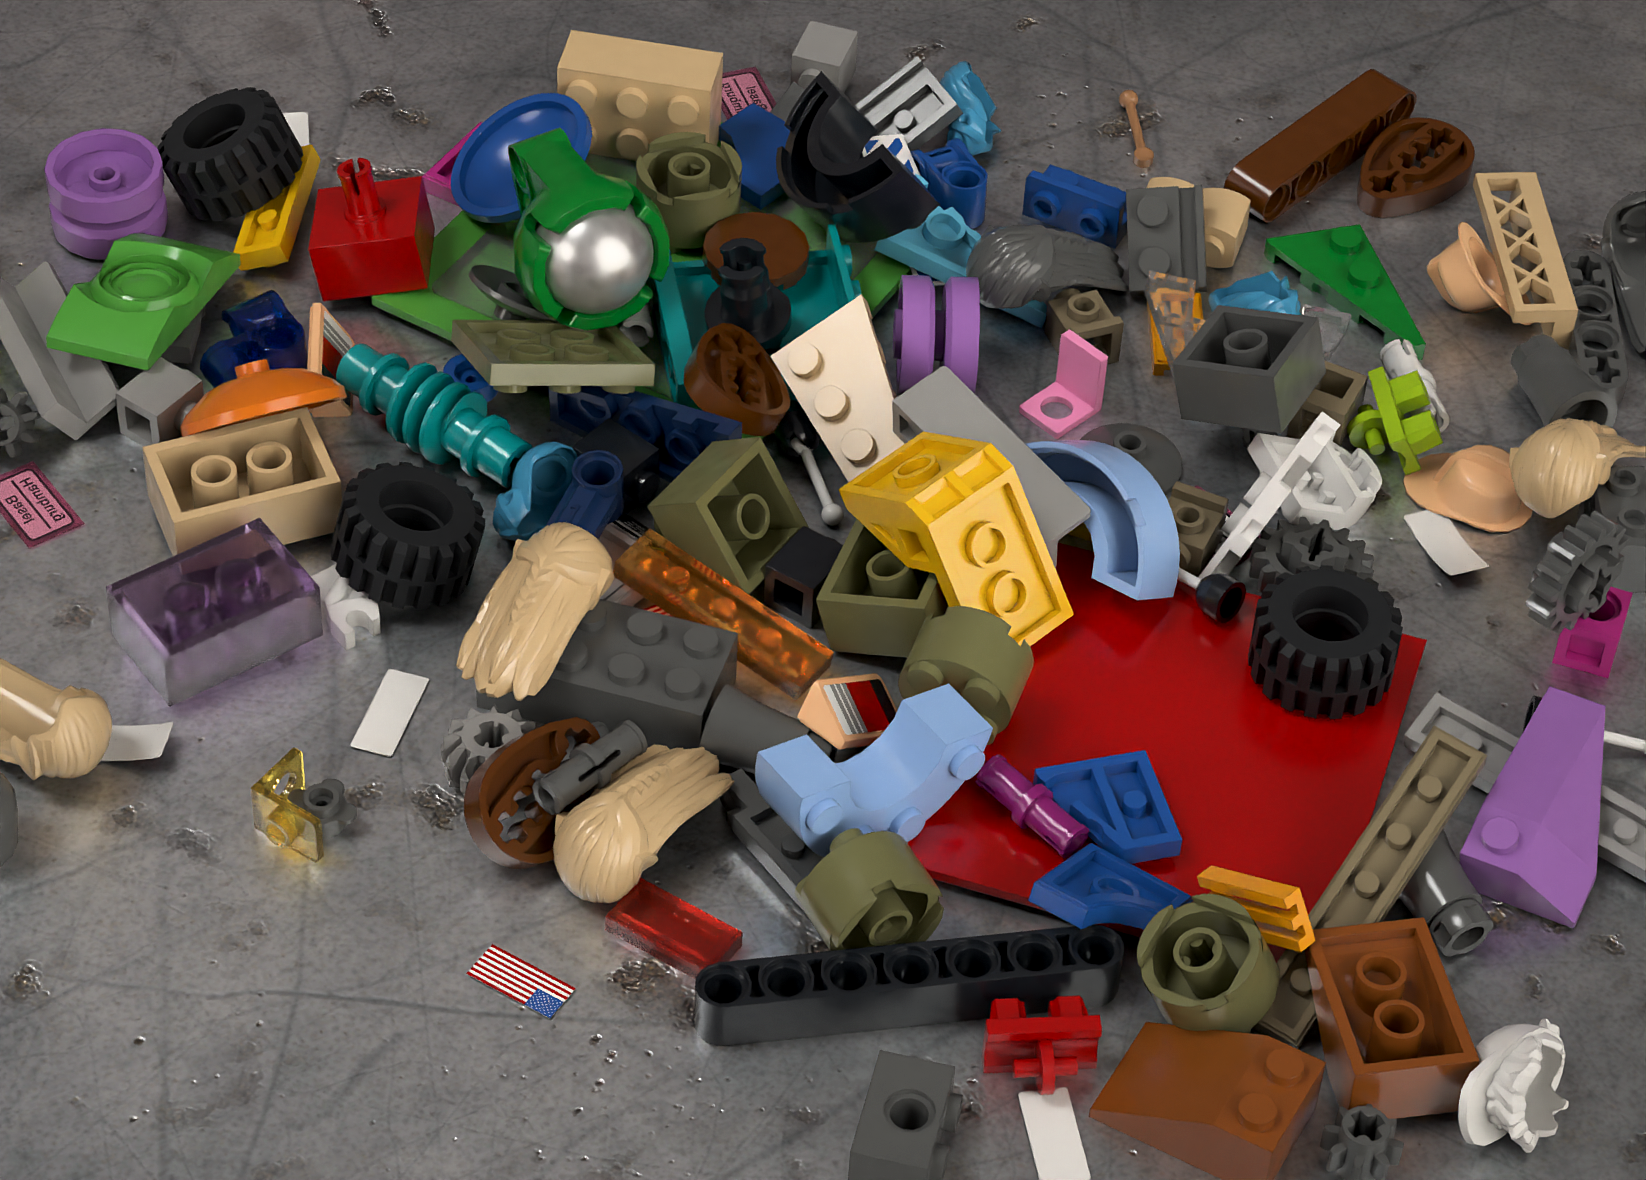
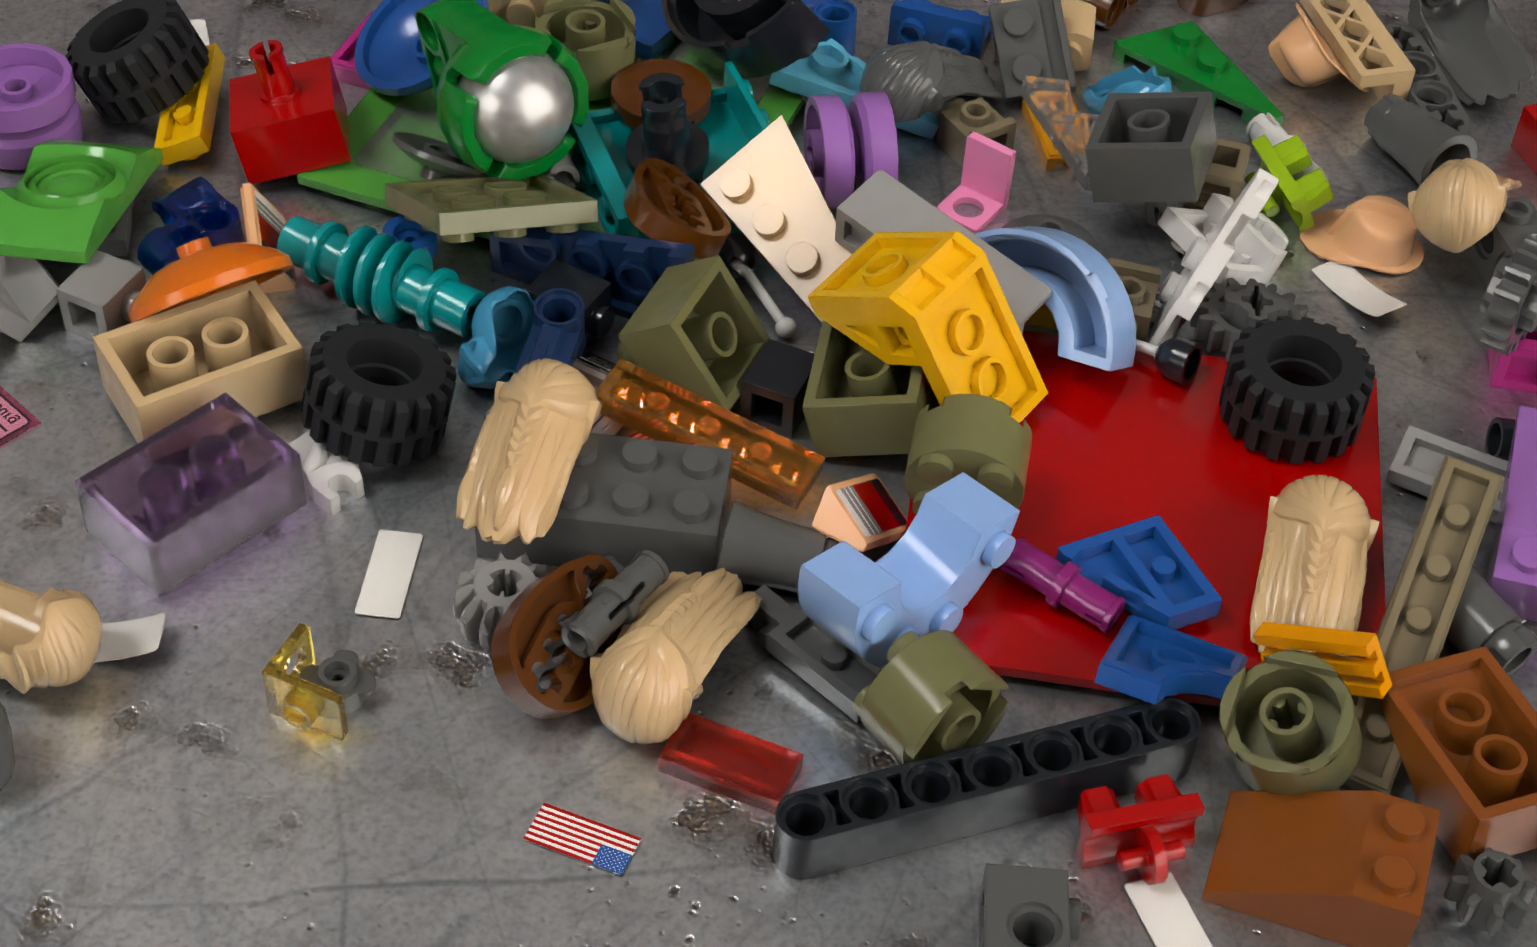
camera: 10 degrees left, 0 degrees up
(1286, 810) = (1313, 557): none -> tan hair

